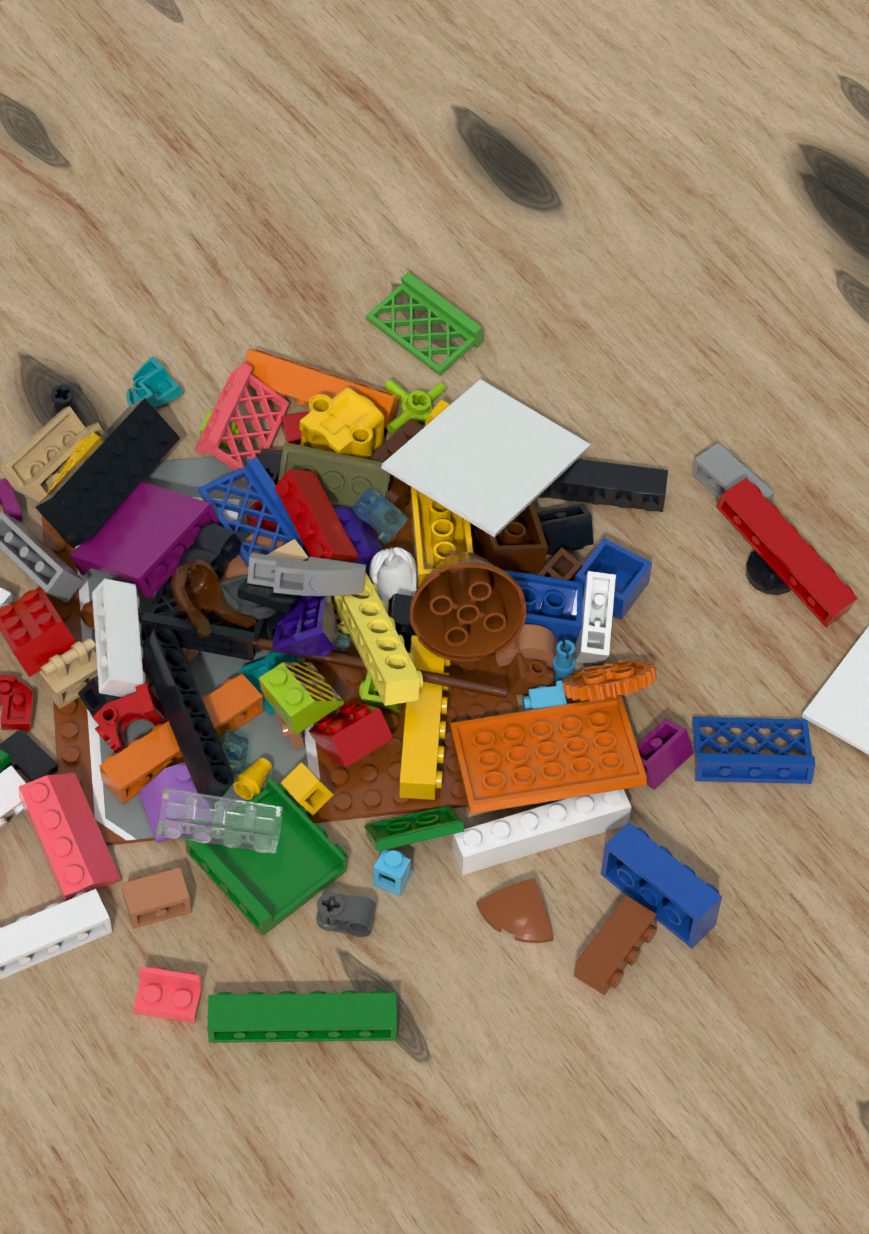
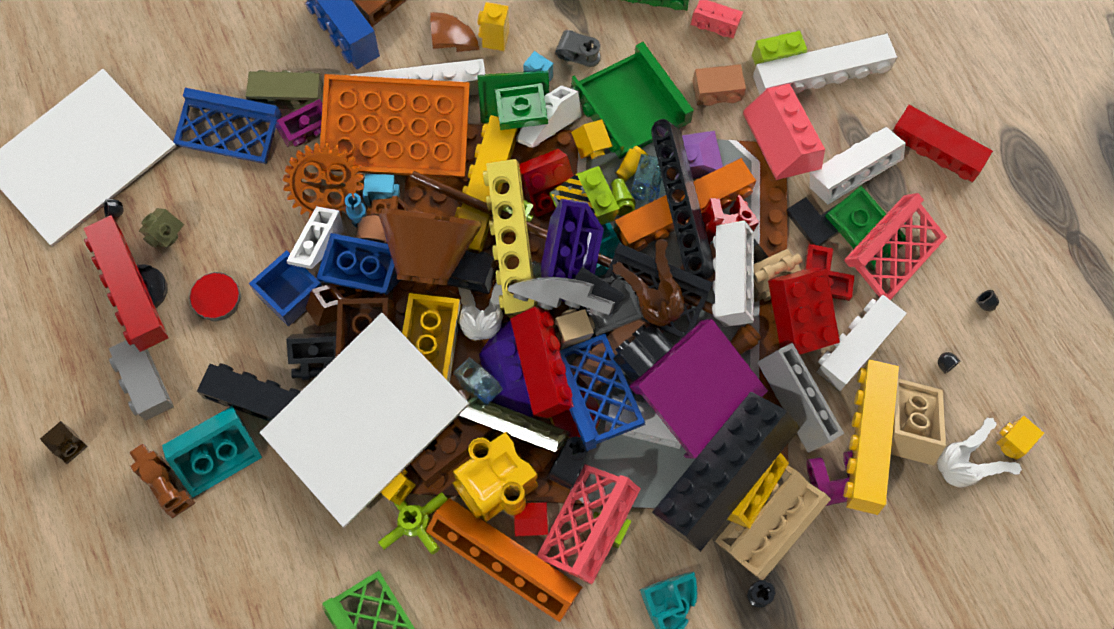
camera: 170 degrees left, 15 degrees up
(80, 951) = (778, 47): none -> lime brick
(219, 821) = (686, 113): clear brick -> none
(259, 737) = (623, 197): none -> lime cone
(364, 803) = (562, 110): none -> white slope
(399, 796) = (521, 106): none -> tile
(460, 907) = (494, 26): none -> yellow brick
(637, 433) = (211, 451): none -> teal slope
(672, 397) = (155, 473): none -> dark orange hips
(690, 573) = (215, 296): none -> red tile
(699, 797) = (284, 88): none -> olive brick
(775, 619) = (160, 228): none -> olive brick
(782, 418) = (63, 442): none -> dark brown brick
(842, 636) = (113, 207): none -> black hinge

